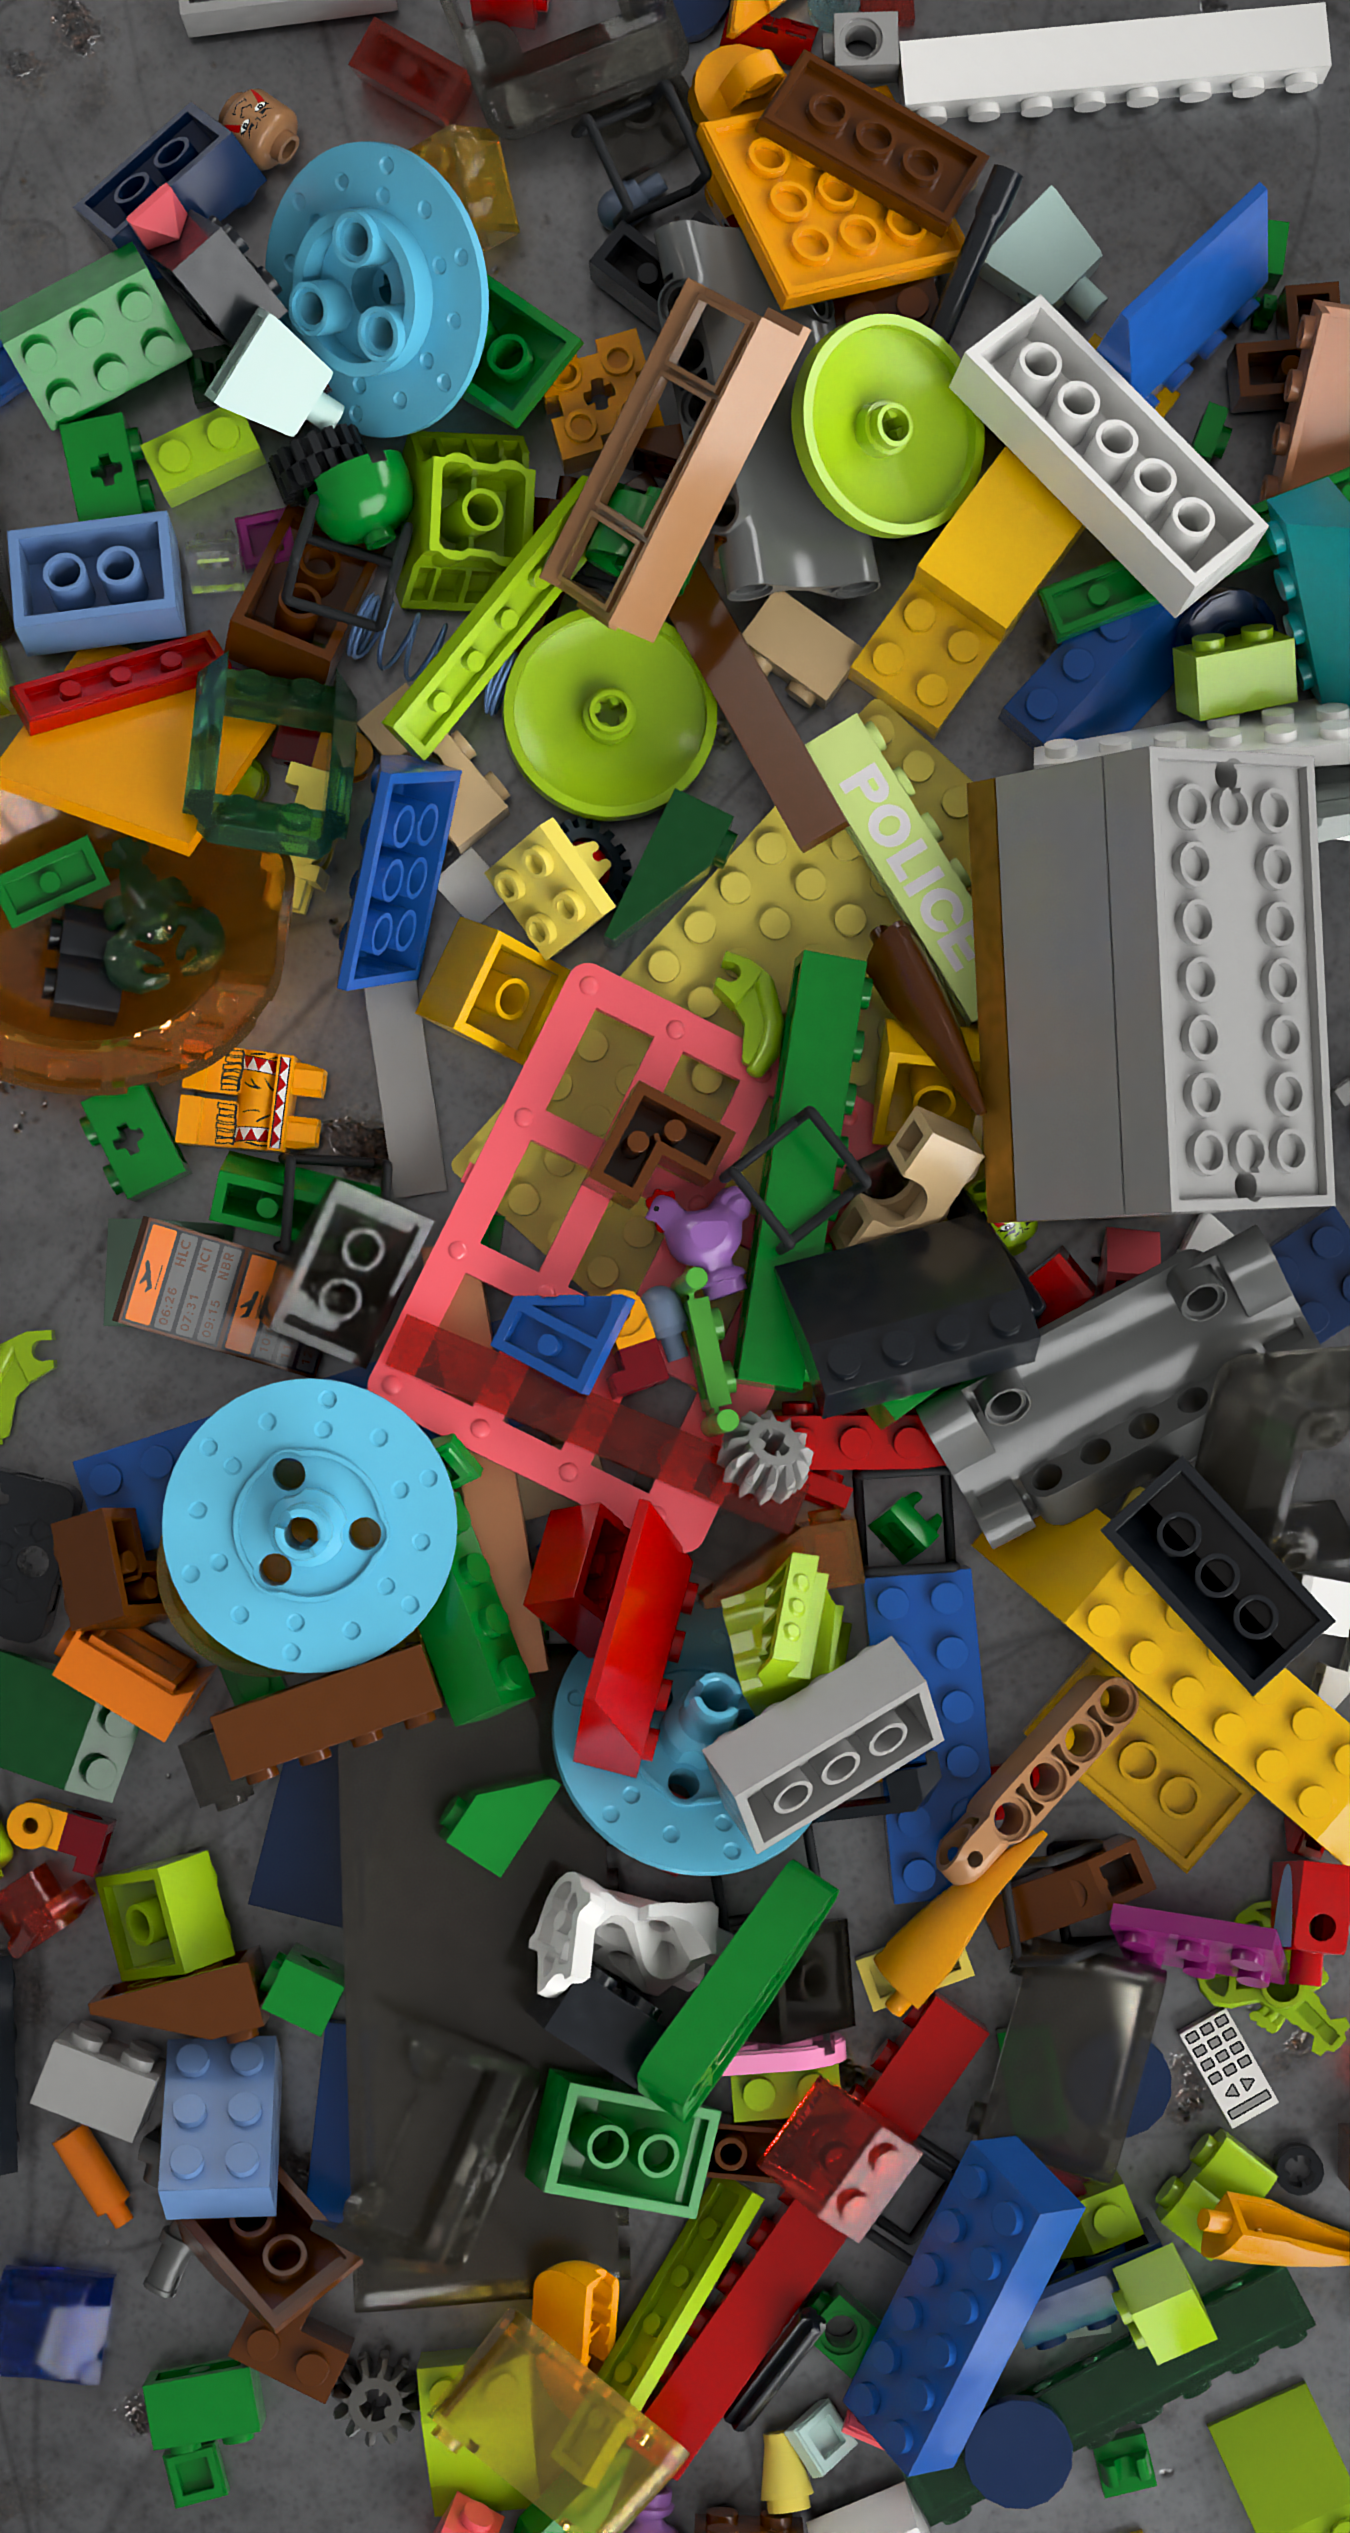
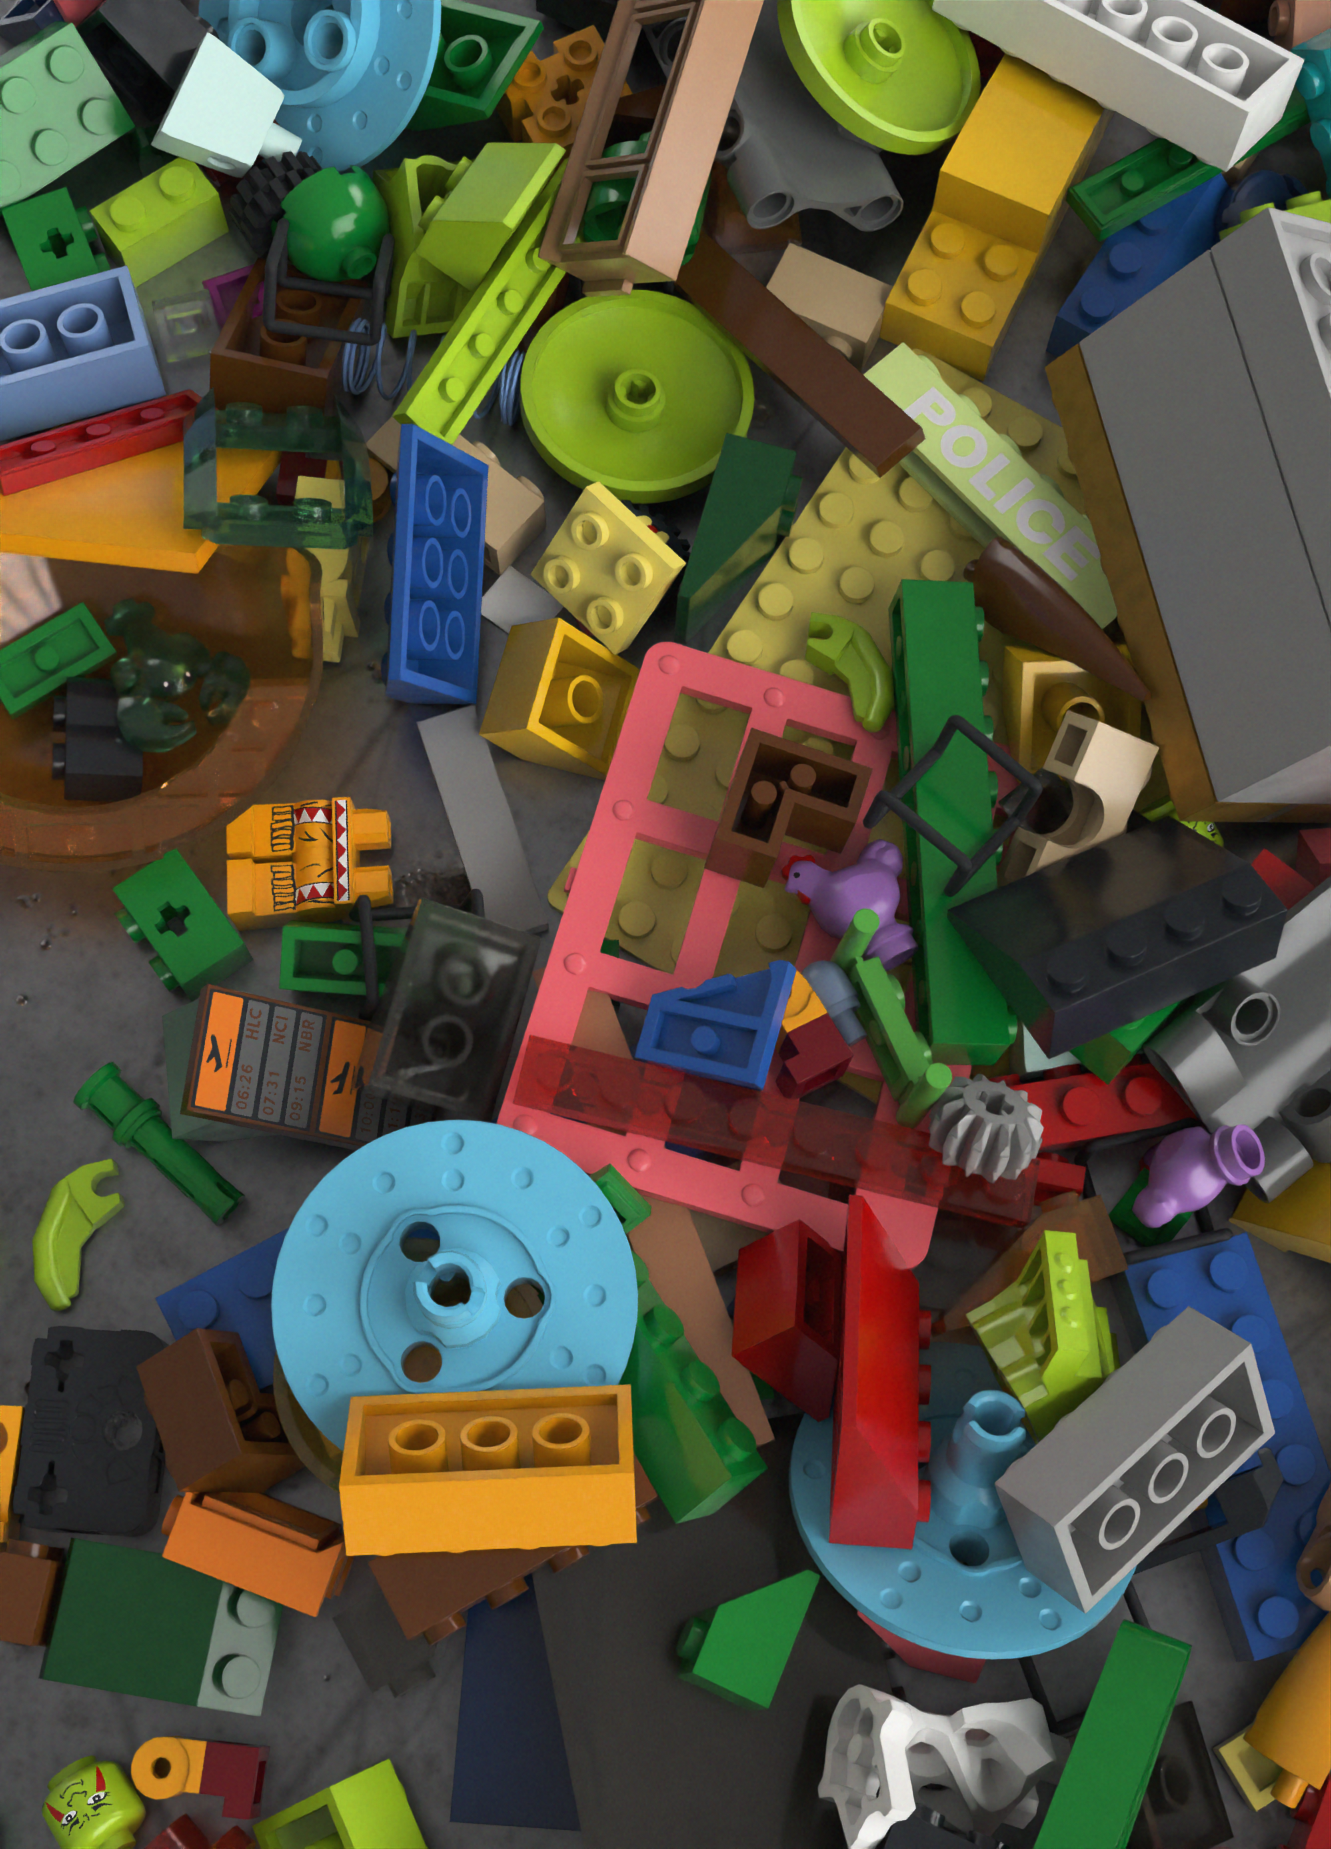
camera: 15 degrees left, 15 degrees down
(77, 1305) = (139, 1125): none -> green pin
(314, 1667) = (488, 1470): none -> light orange slope
(498, 528) = (485, 208): none -> lime slope
(934, 1513) = (1194, 1168): none -> medium lavender animal

